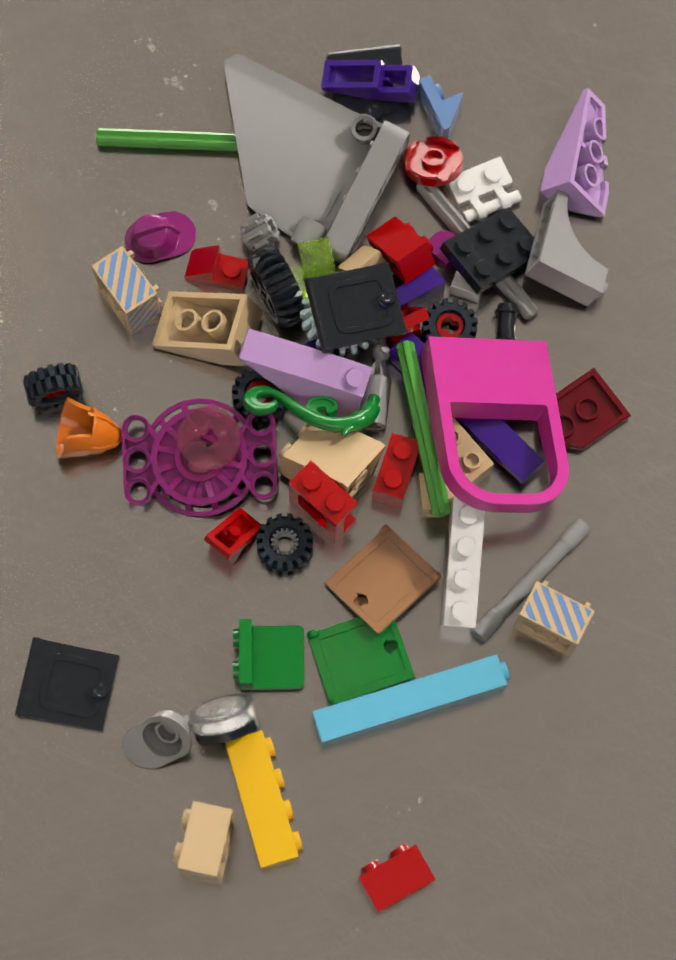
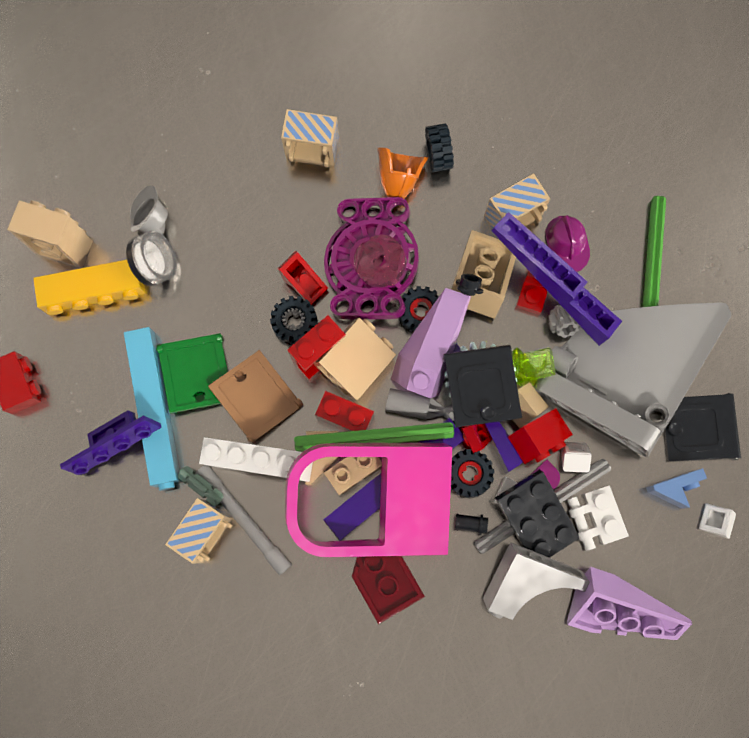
camera: 100 degrees right, 5 degrees up
(50, 539) = (310, 137): none -> tan container
(61, 682) = (203, 148): black container -> none
(218, 235) = (558, 279): none -> dark purple slope
(235, 329) = (469, 284): none -> black plate
(269, 656) = (202, 299): green bracket -> none
(276, 286) = (513, 326): black gear -> none
(312, 412) = (402, 351): green plant -> none
(371, 80) = (704, 427): dark purple slope -> none
(419, 213) = (576, 457): none -> white slope
(433, 161) = (625, 475): red tile -> none
(453, 741) = (111, 439): none -> dark purple bracket
(471, 67) = (717, 520): none -> white slope
(499, 628) = (200, 486): none -> sand green axle

